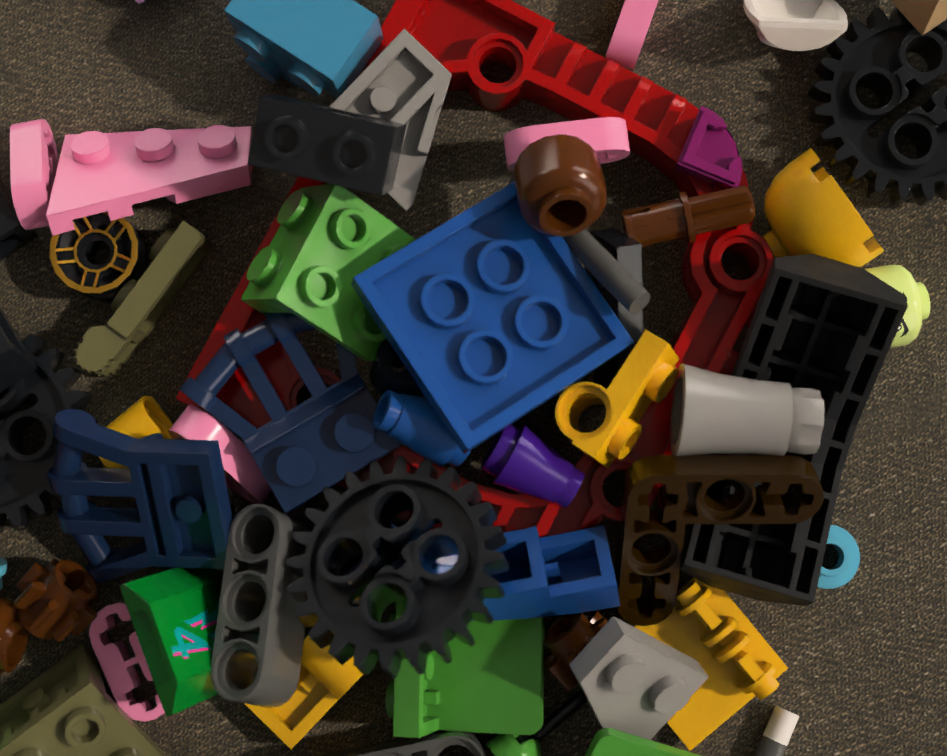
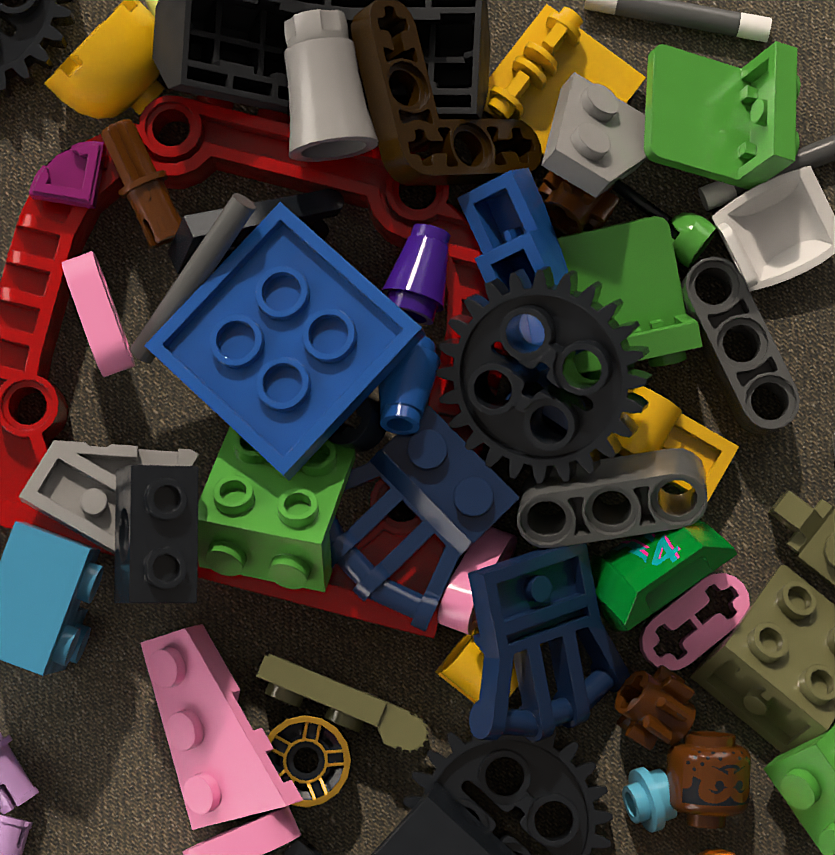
camera: 105 degrees left, 0 degrees up
(560, 185) = (148, 302): reddish brown head -> none
(643, 378) = (309, 186): yellow plate -> none

